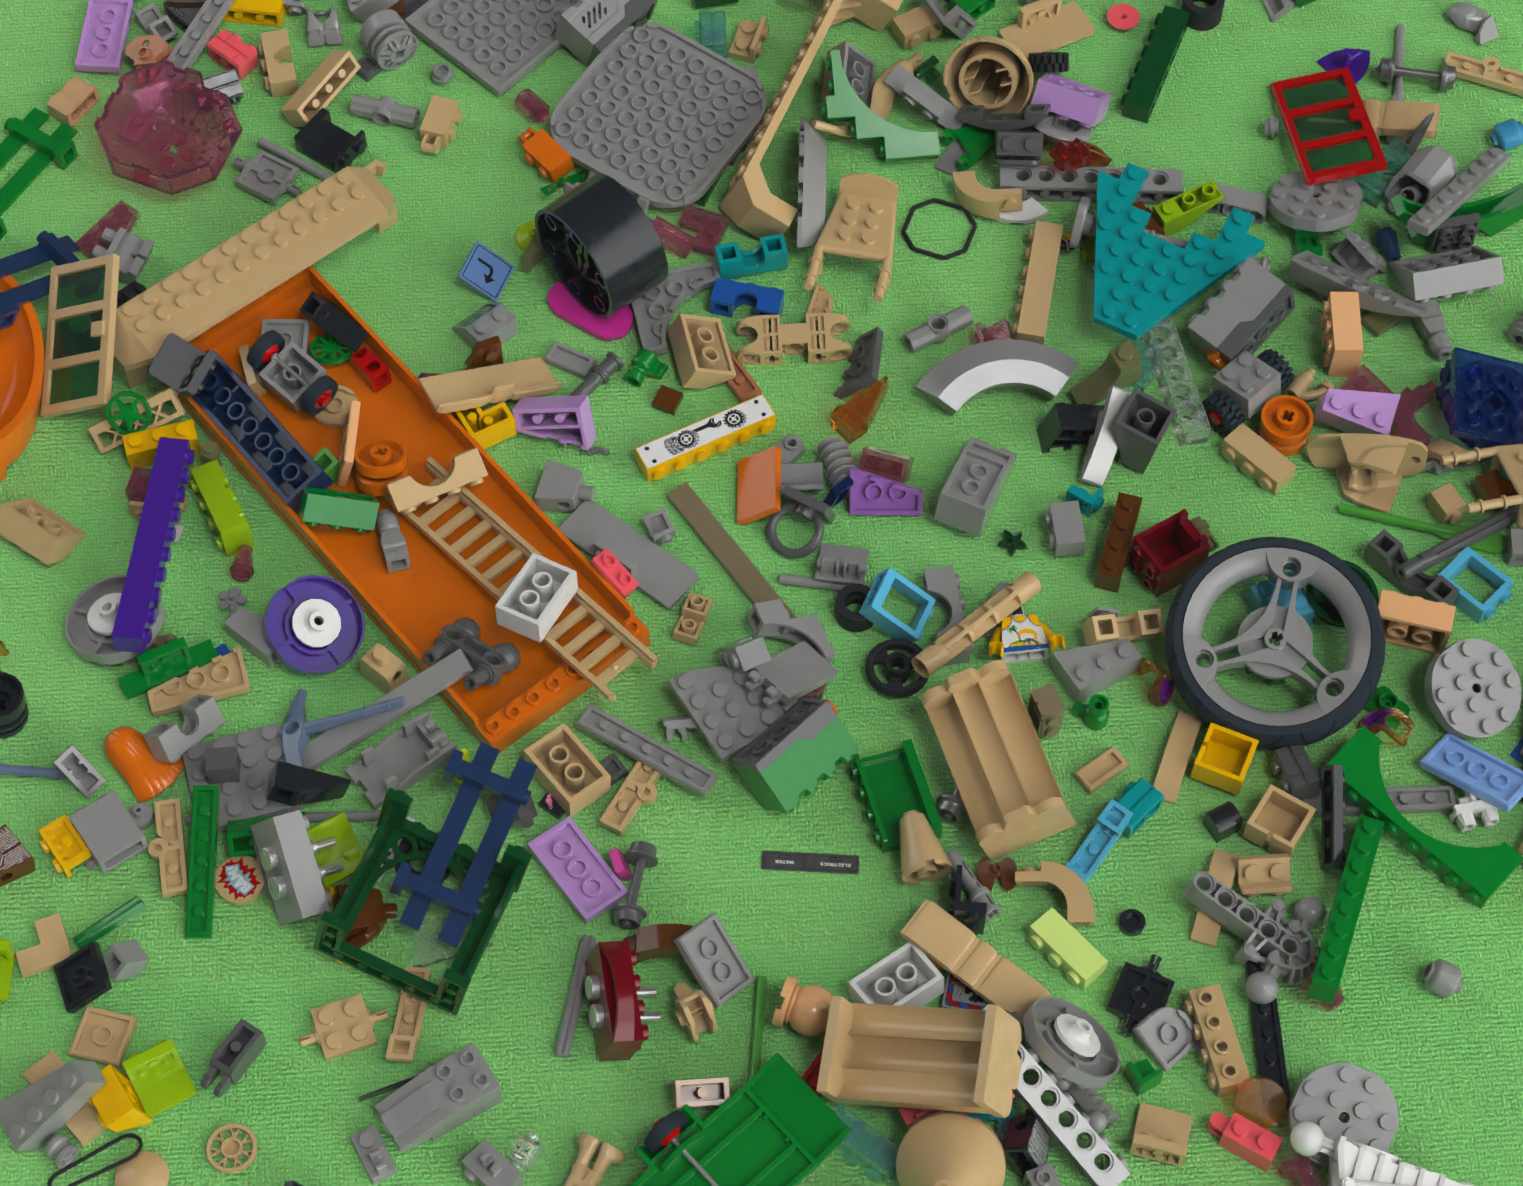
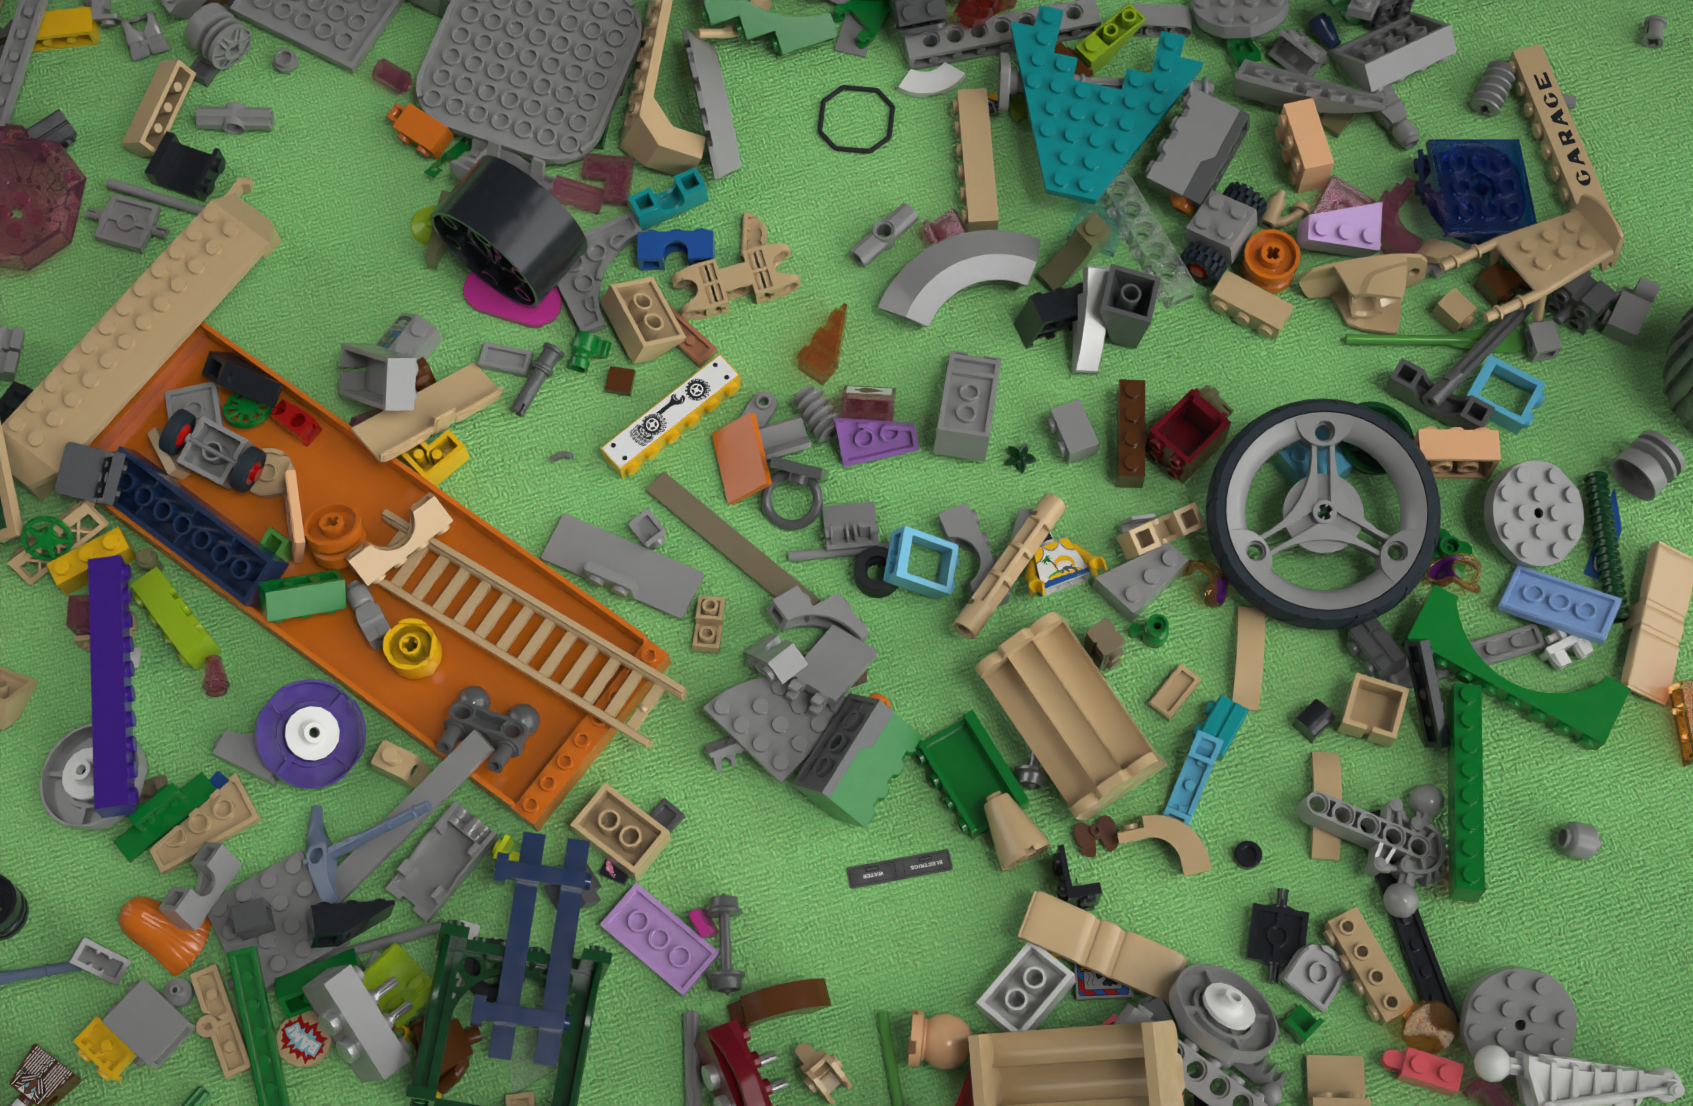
camera: 10 degrees left, 10 degrees up
(231, 600) = (214, 720): light grey plant -> none
(233, 53) = (53, 88): coral brick -> none
(276, 49) = (99, 73): tan arch -> none
(423, 576) = (402, 639): none -> yellow brick
(439, 124) = (297, 120): tan brick -> none
(462, 346) = (387, 378): none -> light grey piece
(486, 271) = (390, 280): medium blue piece -> none
(536, 597) = (541, 652): white brick -> none
(557, 418) = (509, 431): lavender wedge -> none
(562, 488) = (534, 510): light grey torso -> none
(615, 573) = (615, 598): coral bracket -> none
(636, 790) = (698, 832): tan hinge -> none
(647, 750) = (699, 789): light grey tile -> none
(714, 960) = (829, 1011): light grey tile -> none
(839, 492) = (827, 449): clear blue tile -> none
(860, 227) = (775, 141): tan piece -> none
(865, 363) = (818, 293): dark grey wing -> none
(895, 678) = (914, 620): black wheel -> none
(976, 891) = (1083, 864): light grey pin -> none
(984, 200) = (895, 78): tan arch -> none
(1067, 949) = (1189, 903): yellowish green brick -> none
(1087, 502) = (1087, 396): teal bracket -> none
(1224, 758) = (1300, 652): yellow piece -> none
(1264, 874) = (1370, 771): tan bracket -> none

